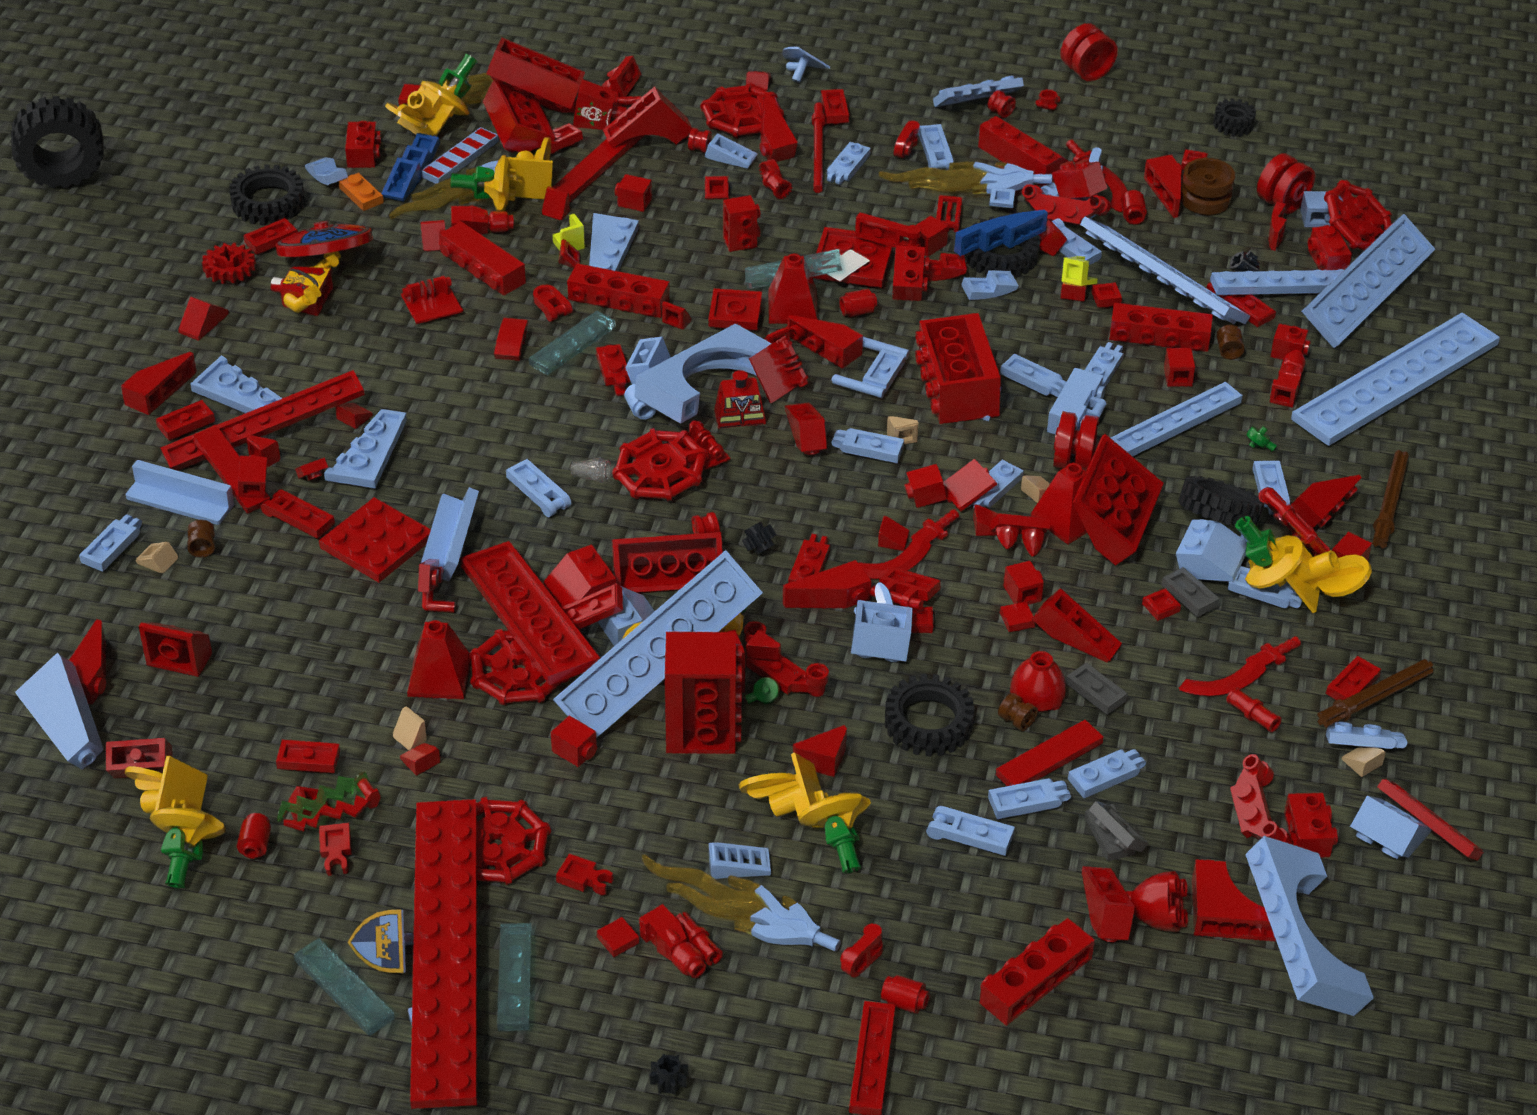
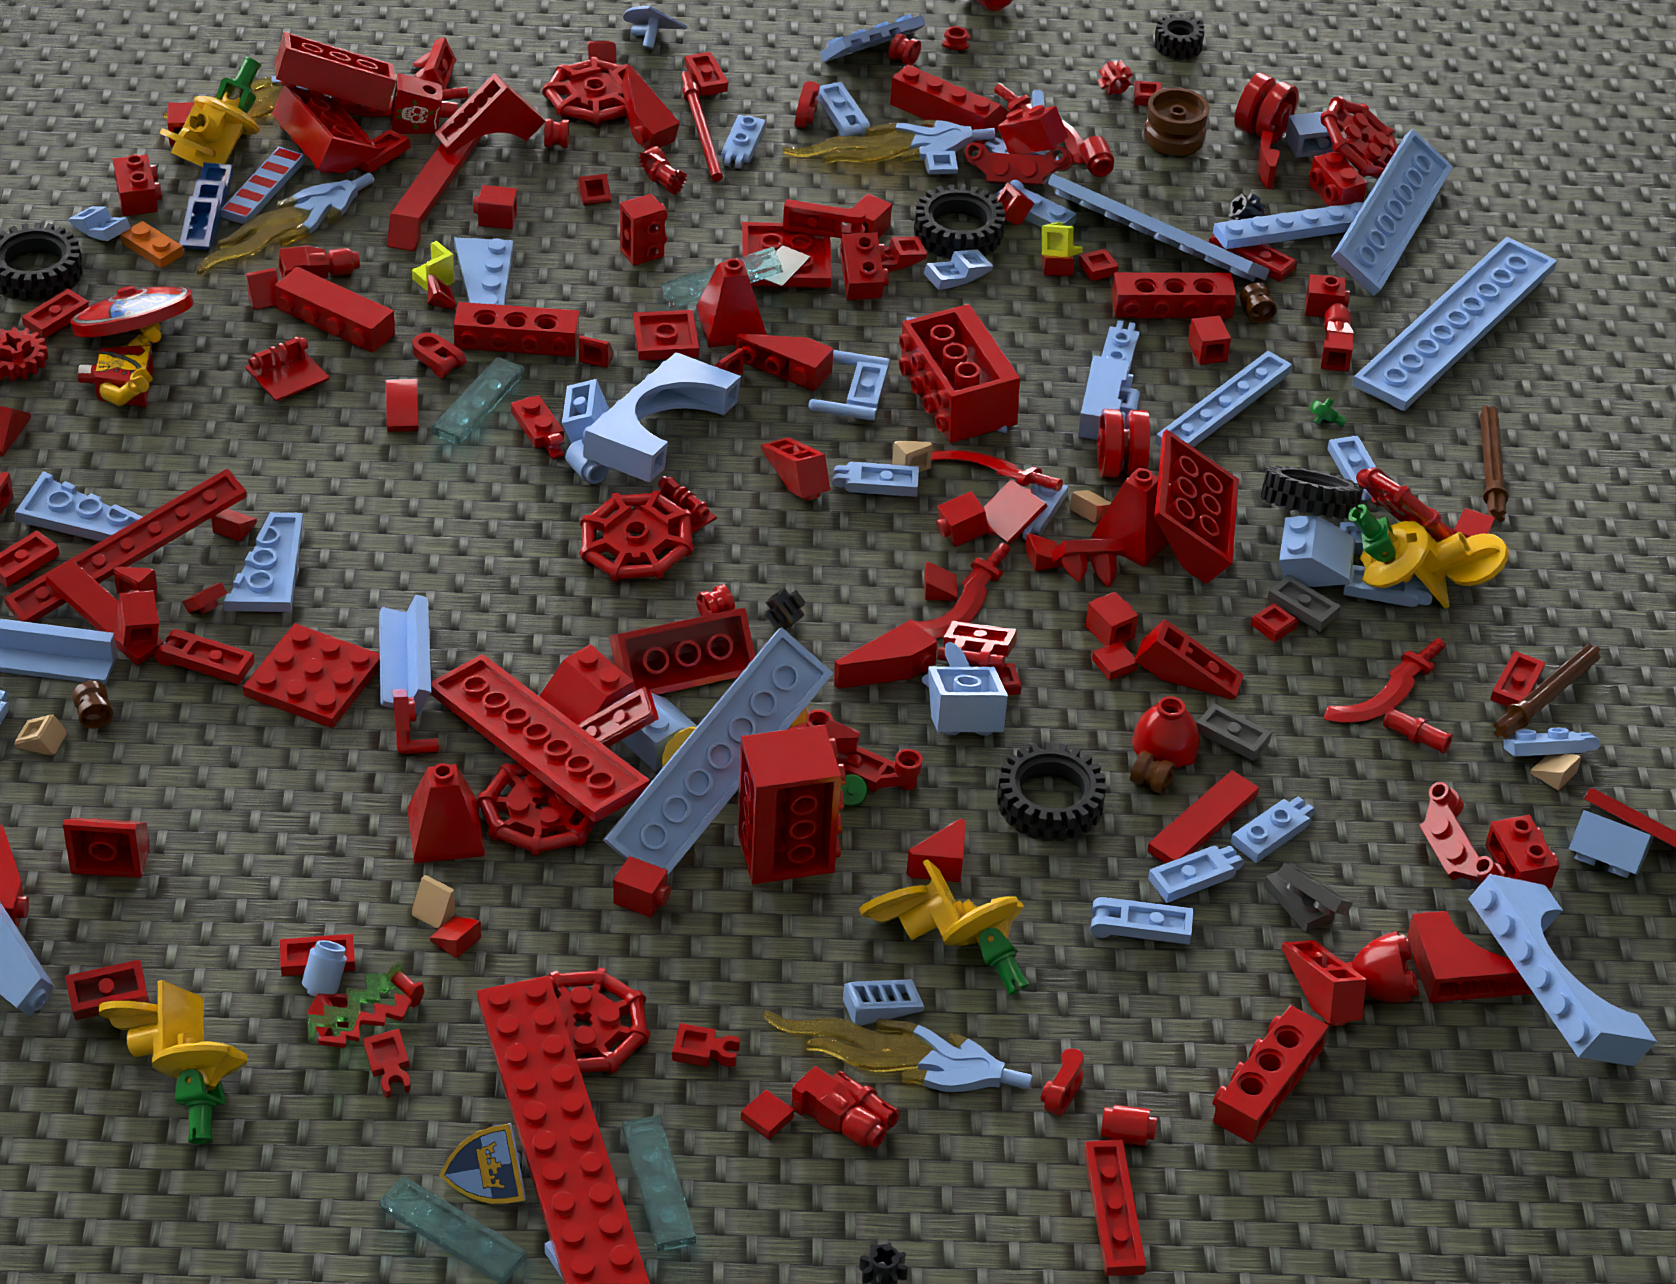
camera: 15 degrees left, 0 degrees up
(254, 835) = (282, 1063): red brick -> none
(307, 767) = (324, 968): none -> light blue brick
(513, 177) = (345, 205): yellow piece -> none
(538, 487) = (495, 583): light blue plate -> none
(592, 469) = (556, 552): clear cone -> none
(729, 152) = (596, 144): light blue slope -> none
(739, 402) = (710, 447): red torso -> none
(778, 369) = (745, 400): red hinge -> none
(810, 558) = (851, 626): red hinge -> none
(858, 303) = (811, 309): red brick -> none
(950, 199) = (880, 183): red tile -> none
(973, 448) = (1005, 468): none -> red sword
(1001, 230) = (961, 201): blue slope -> none
(1032, 375) = (1047, 372): light blue hinge -> none
(1164, 178) = (1125, 120): red slope -> none
(1168, 144) = (1115, 77): none -> red gear
(1324, 497) = (1425, 471): red slope -> none

